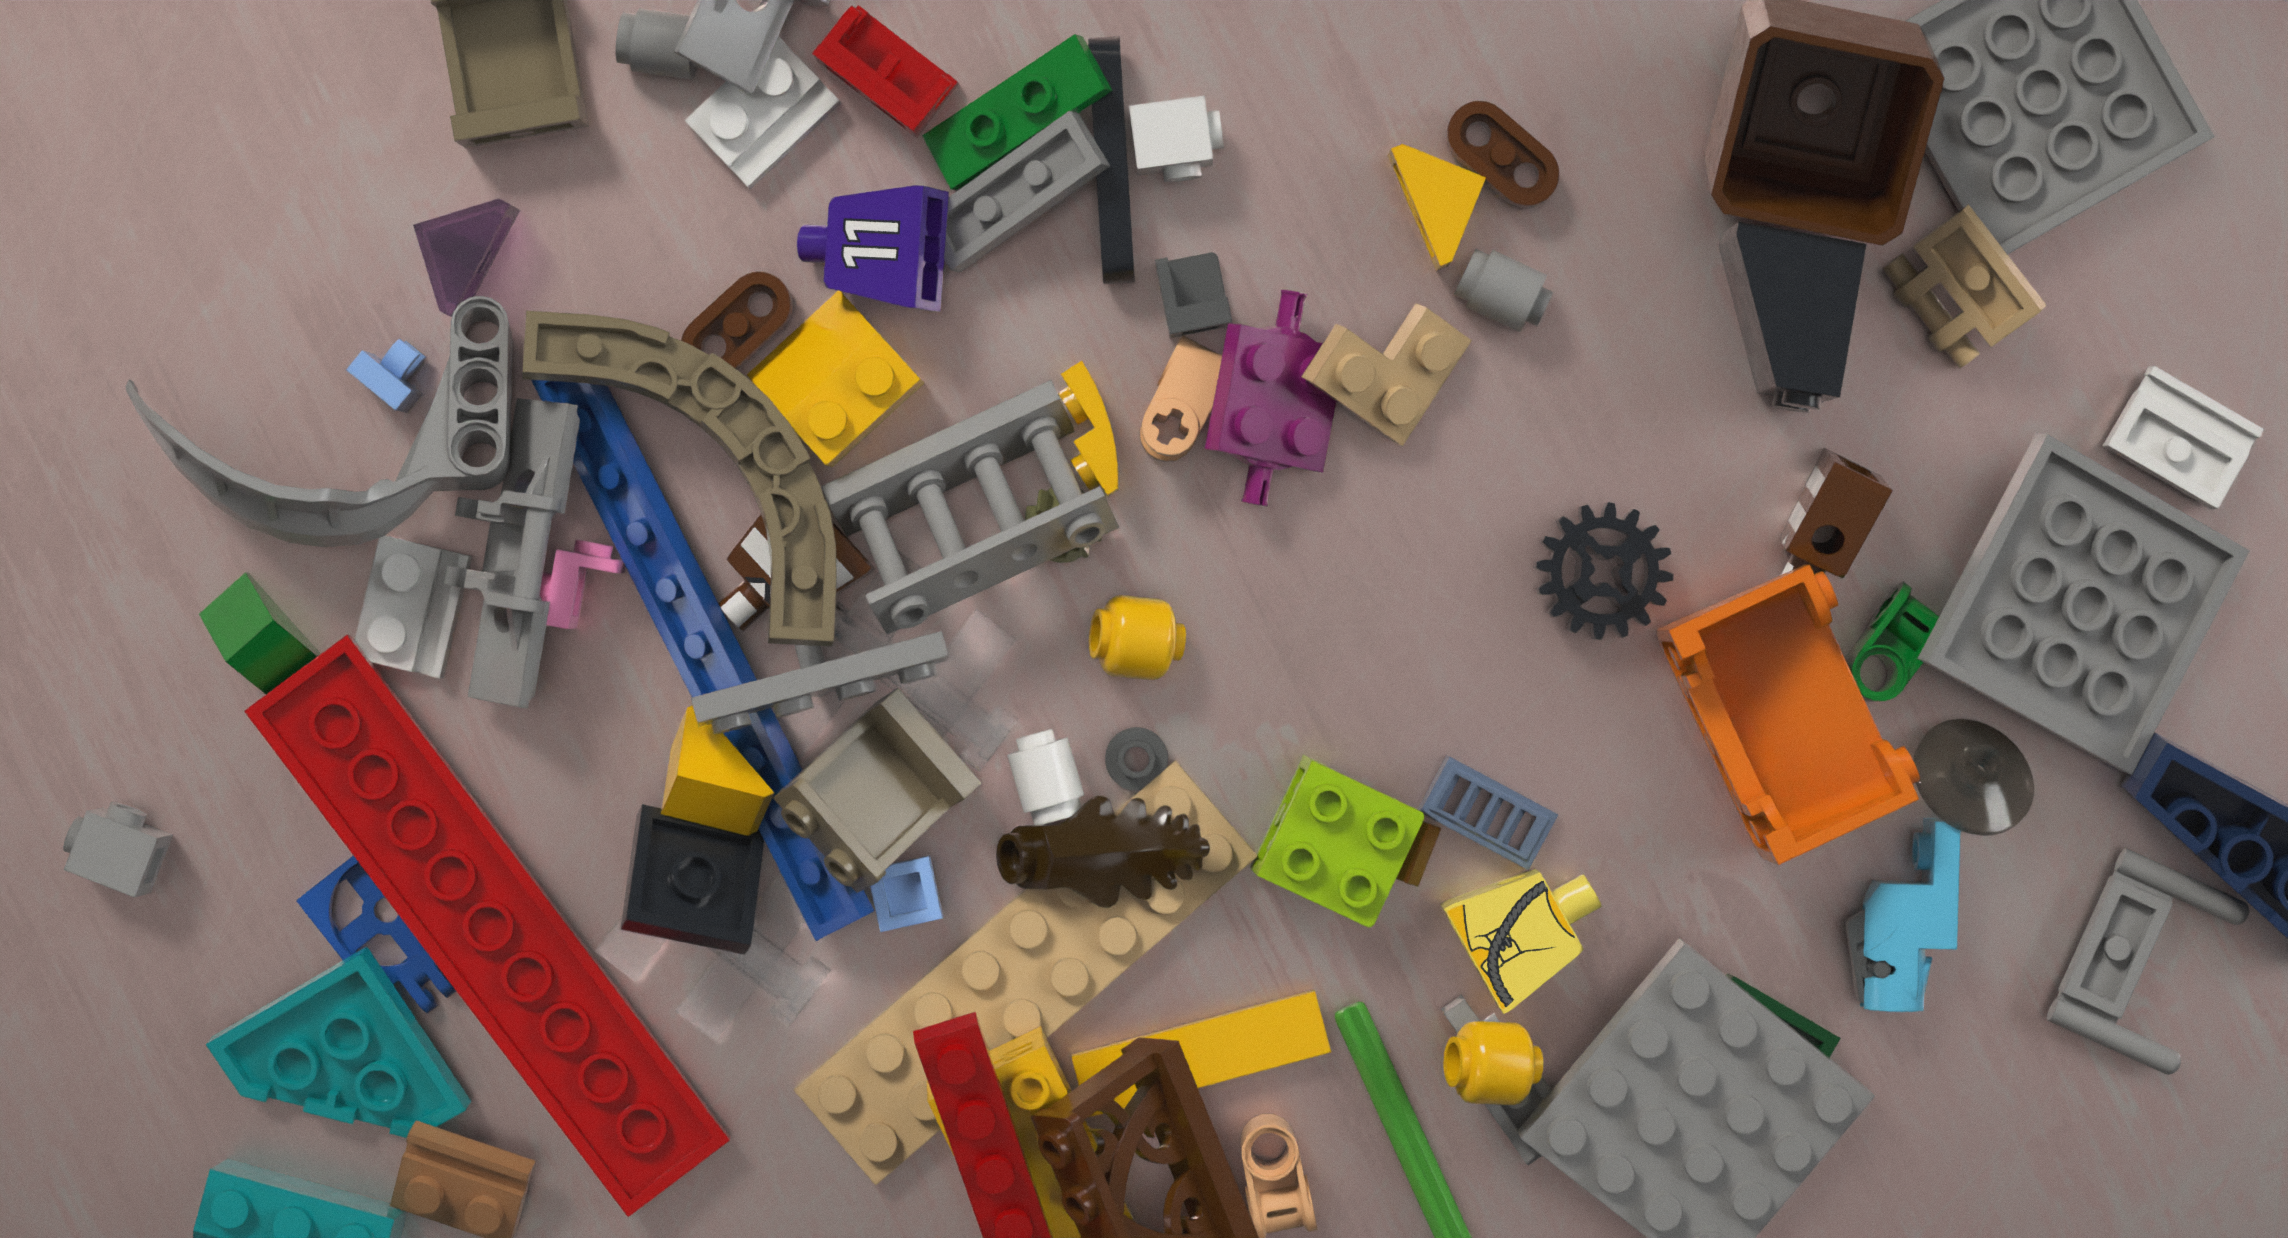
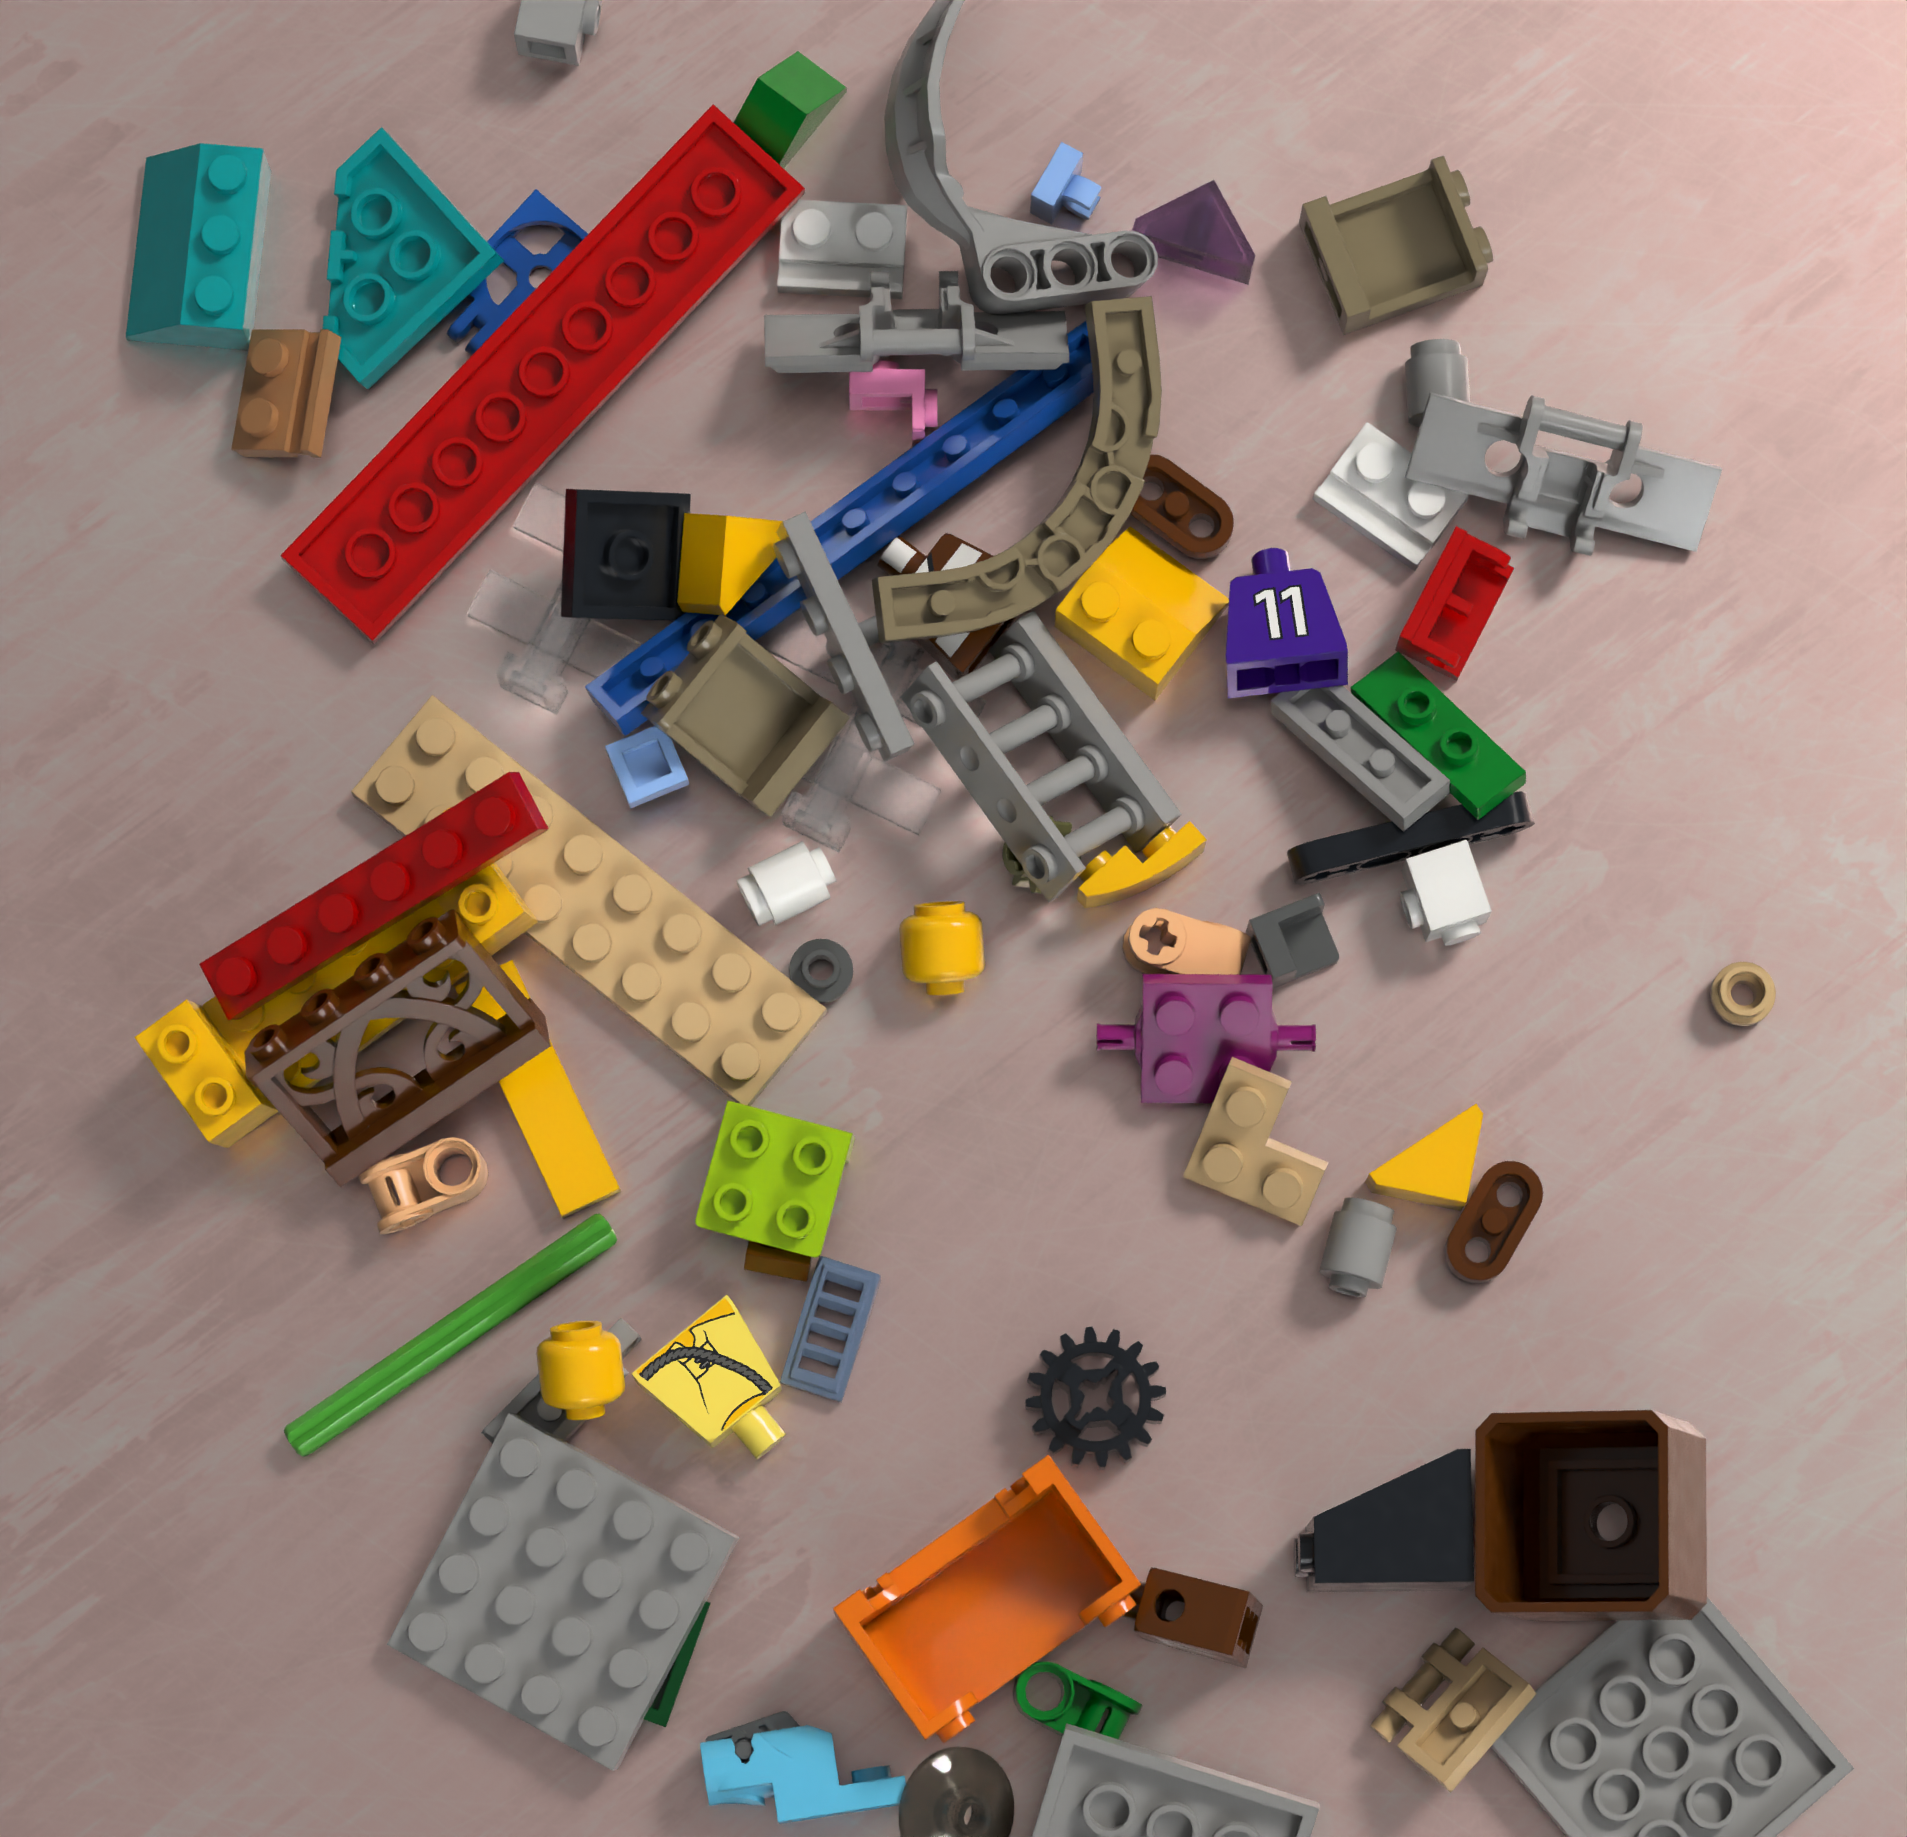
camera: 75 degrees right, 10 degrees down
(1102, 851) = (723, 950): dark brown plant -> none

